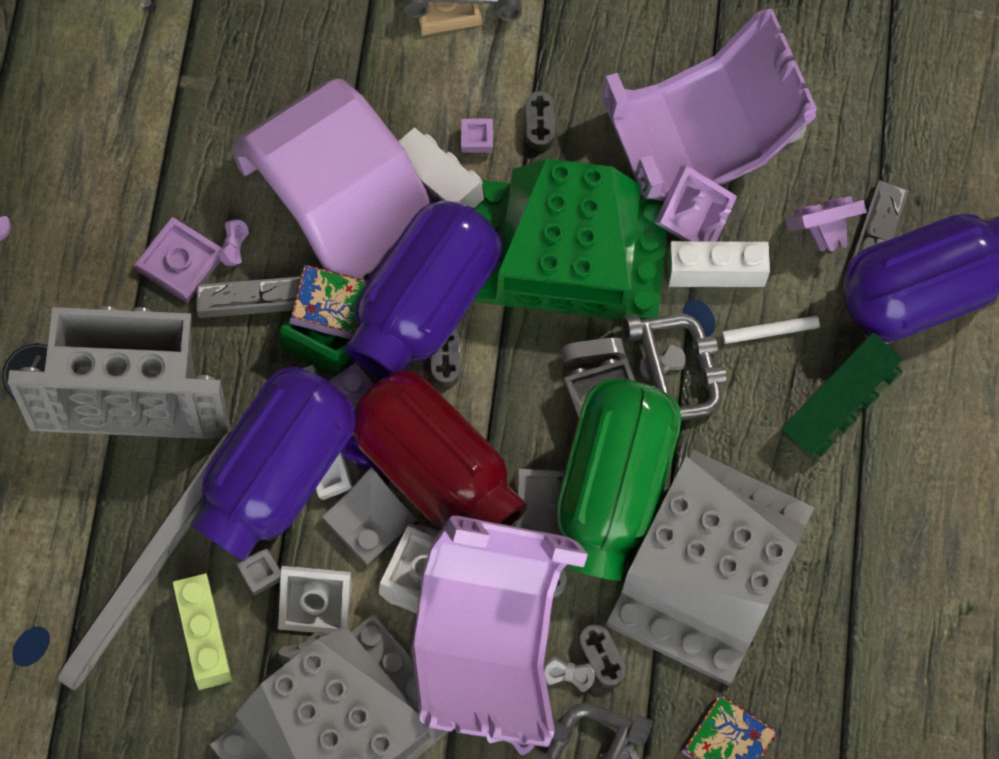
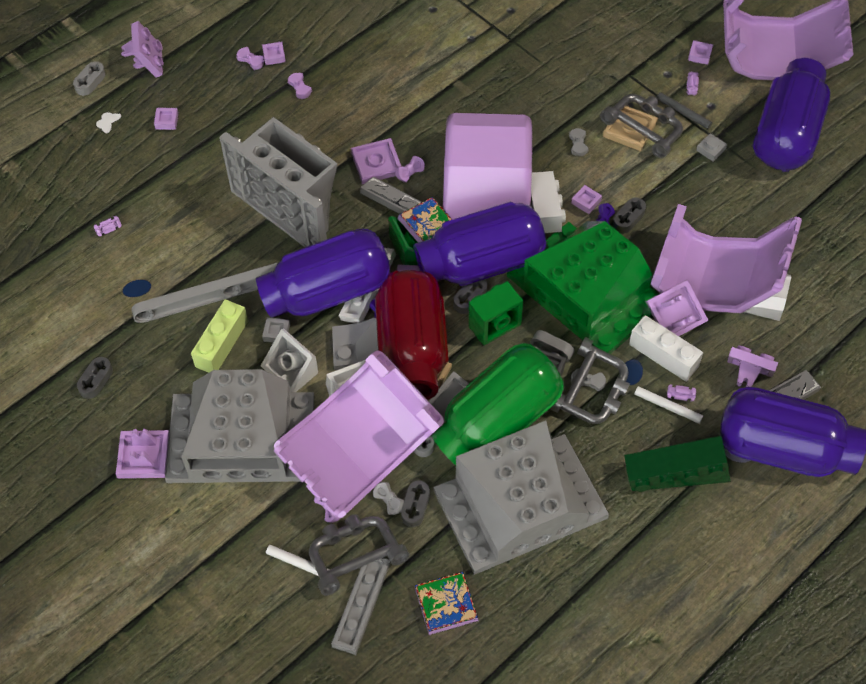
camera: 45 degrees right, 10 degrees down
(409, 71) = (579, 148): none -> light grey piece
(501, 360) = (495, 313): none -> green brick
(512, 137) = (605, 212): none -> dark purple piece
(773, 305) = (681, 393): none -> lavender piece

